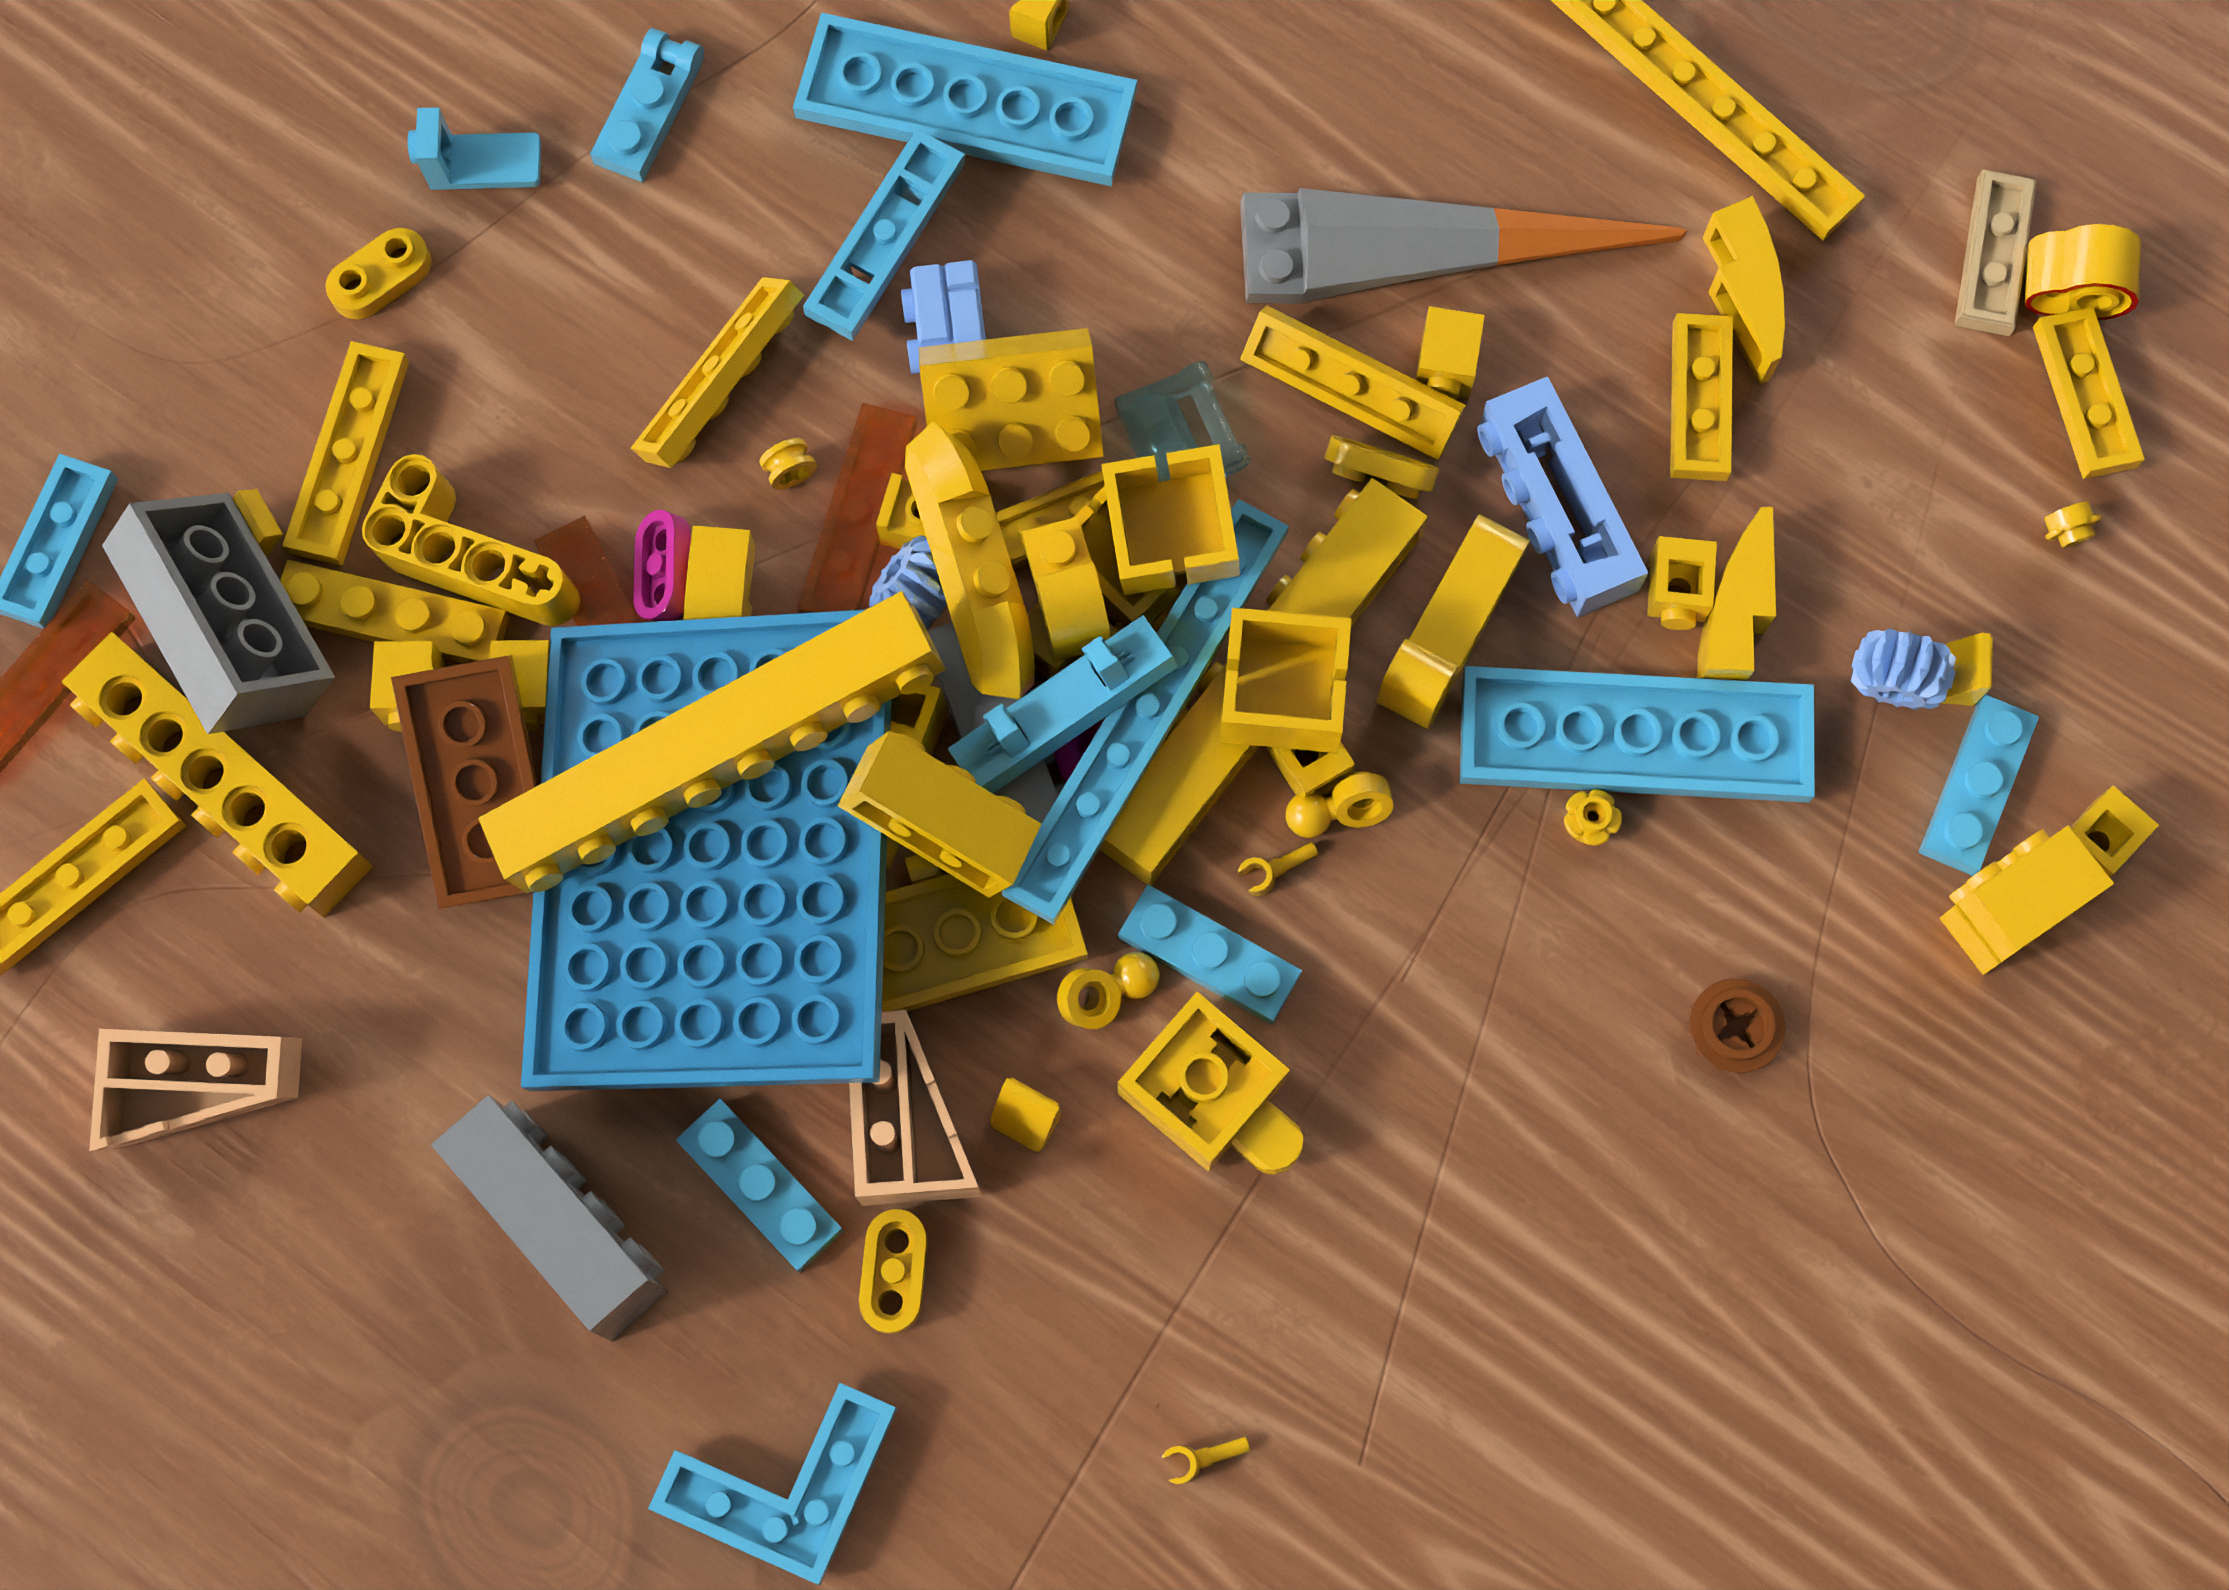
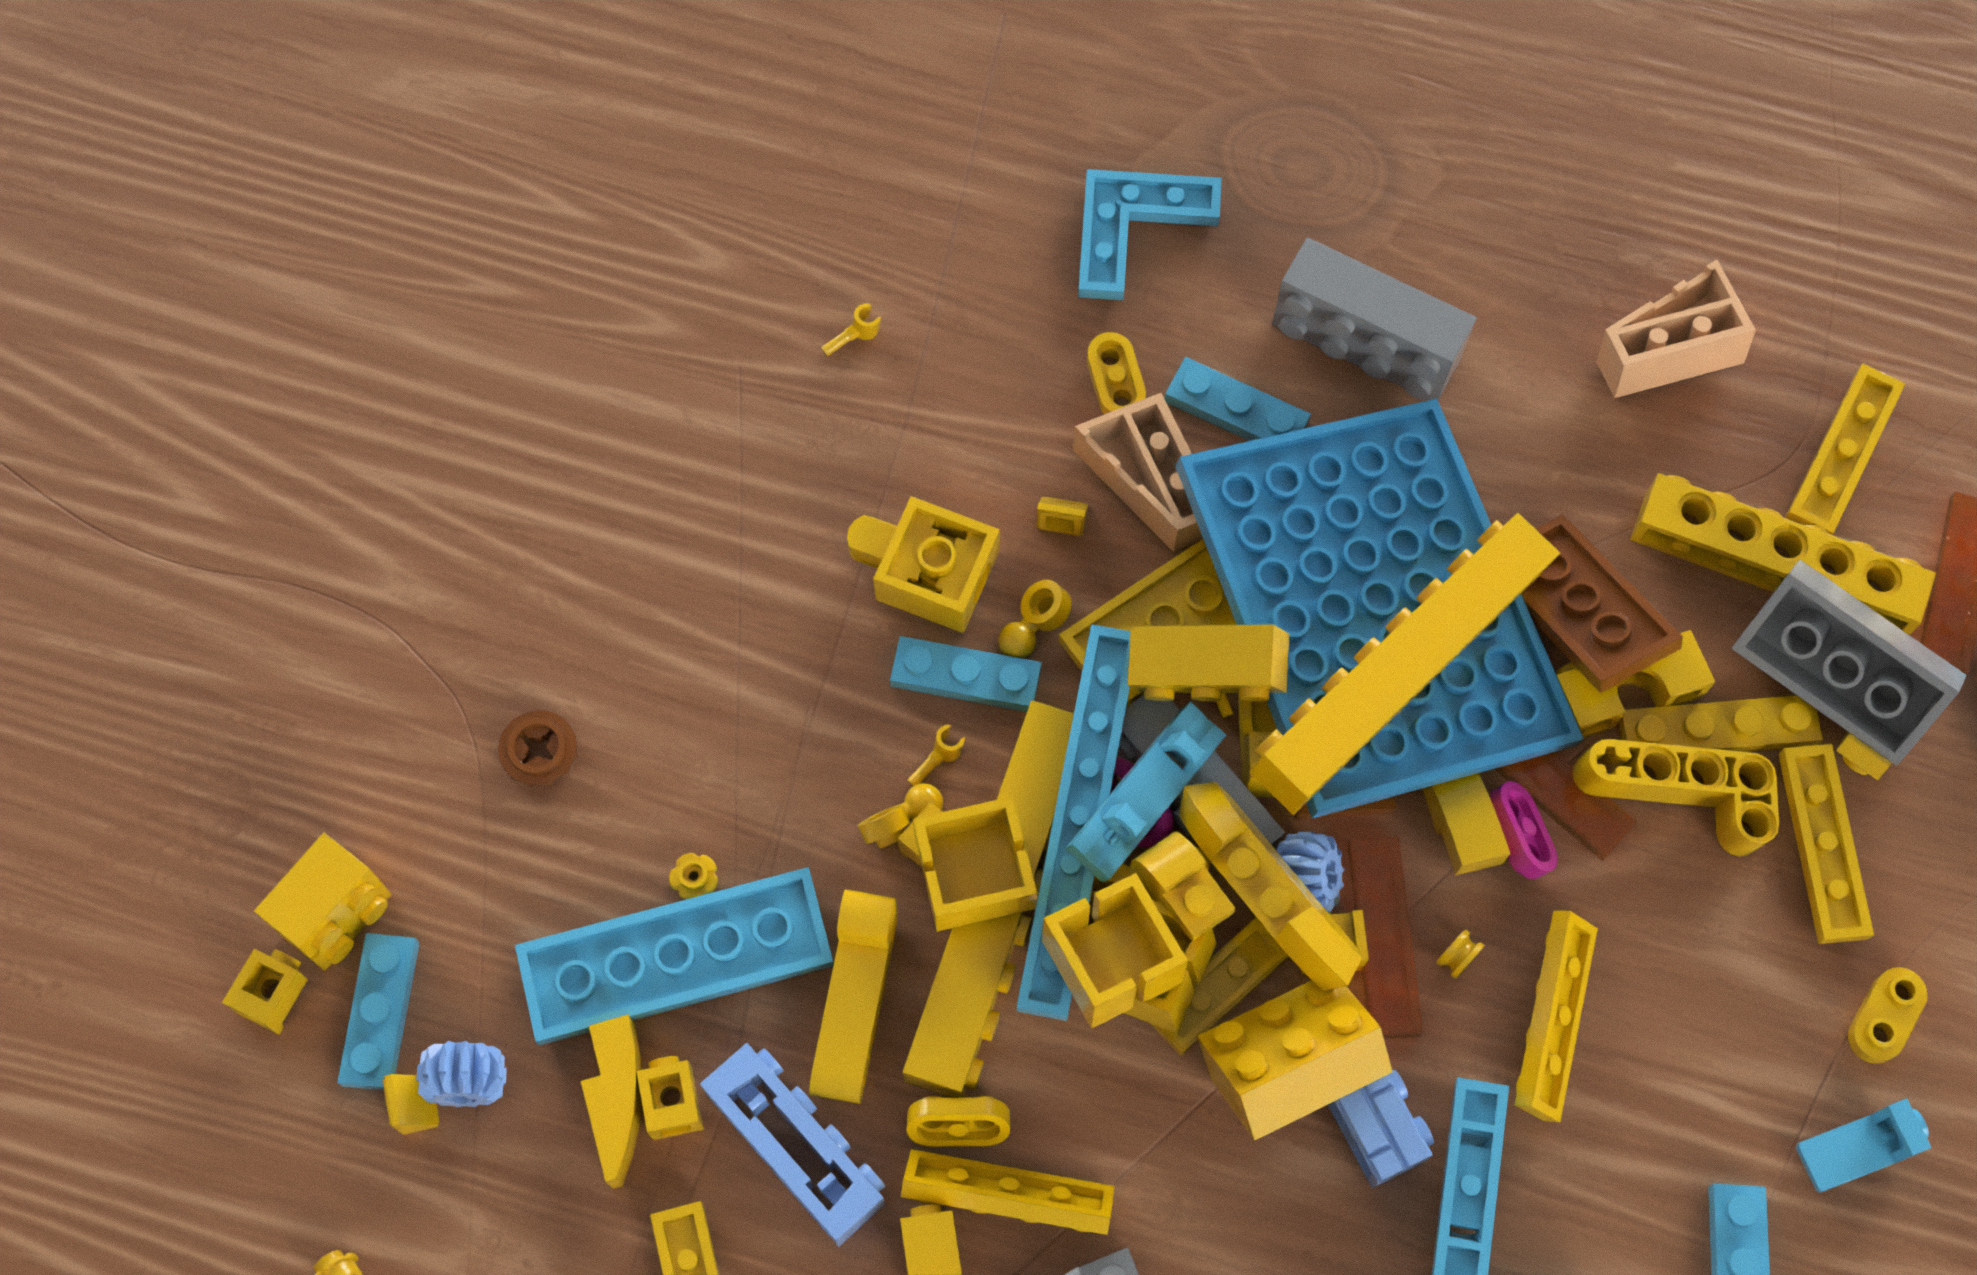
camera: 160 degrees right, 5 degrees down
(1158, 426) = (1153, 1090): clear light blue plate -> none

